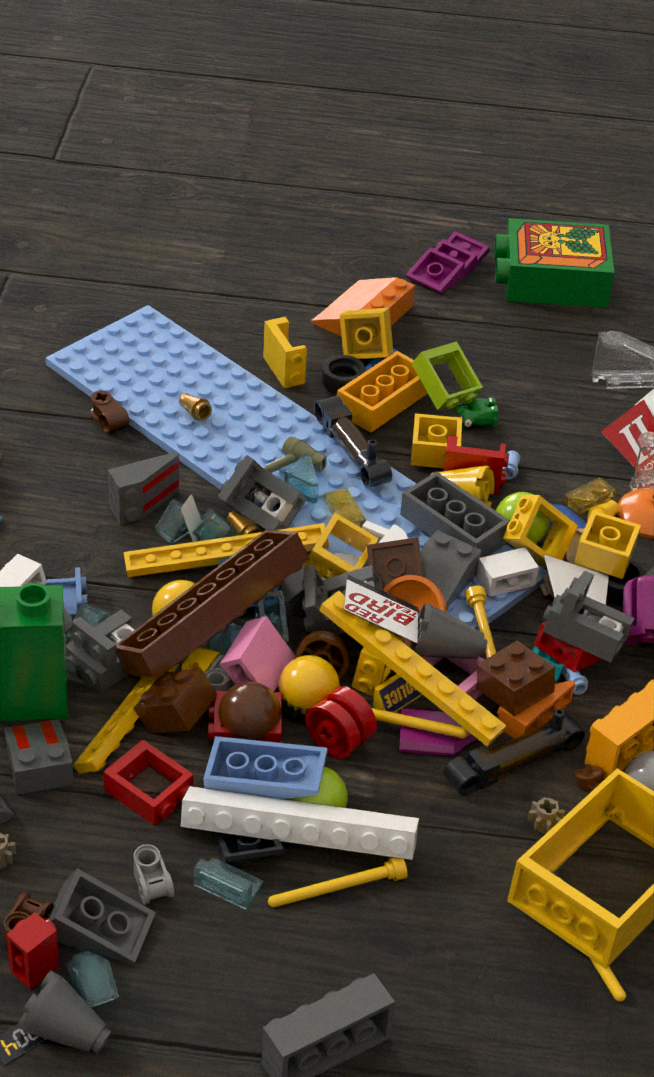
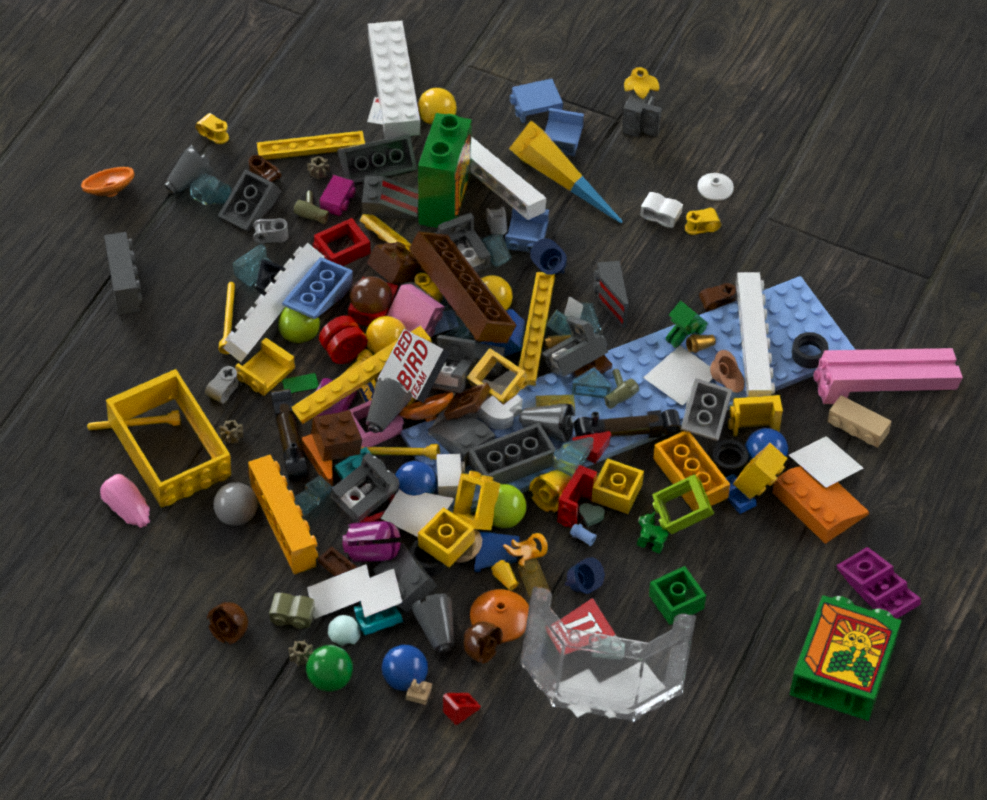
camera: 110 degrees right, 10 degrees up
(33, 950) = (233, 162): red brick -> none
(50, 812) = (337, 195): none -> dark pink brick
(89, 846) = (309, 211): none -> olive piece
(103, 555) = (549, 257): none -> dark blue piece
(166, 336) = (808, 338): none -> black tyre
(168, 366) = (753, 335): none -> white brick
(180, 409) = (686, 323): none -> green brick
(182, 277) = (885, 370): none -> bright pink brick
(234, 380) = (726, 371): none -> nougat piece
(245, 421) = (677, 374): none -> white sticker
(247, 293) = (859, 421): none -> tan brick
(302, 381) = (706, 409): none -> light grey slope
(314, 308) = (826, 461): none -> white sticker
(320, 346) = (761, 438): none -> blue piece
(382, 492) = (553, 419): none -> dark grey cone
(399, 460) = (600, 444): none -> red slope
(415, 774) = (301, 383): none -> green sticker
(432, 810) = (266, 367): none -> yellow panel
(434, 455) = (572, 455): none -> clear light blue slope
(474, 848) = (222, 385): none -> light grey piece
(528, 600) = (417, 478): none -> blue piece
(553, 378) = (677, 594): none -> green brick
(561, 499) = (527, 548): none -> light orange piece
(573, 453) = (585, 576): none -> dark blue piece
(589, 703) = (314, 493): none -> clear light blue slope

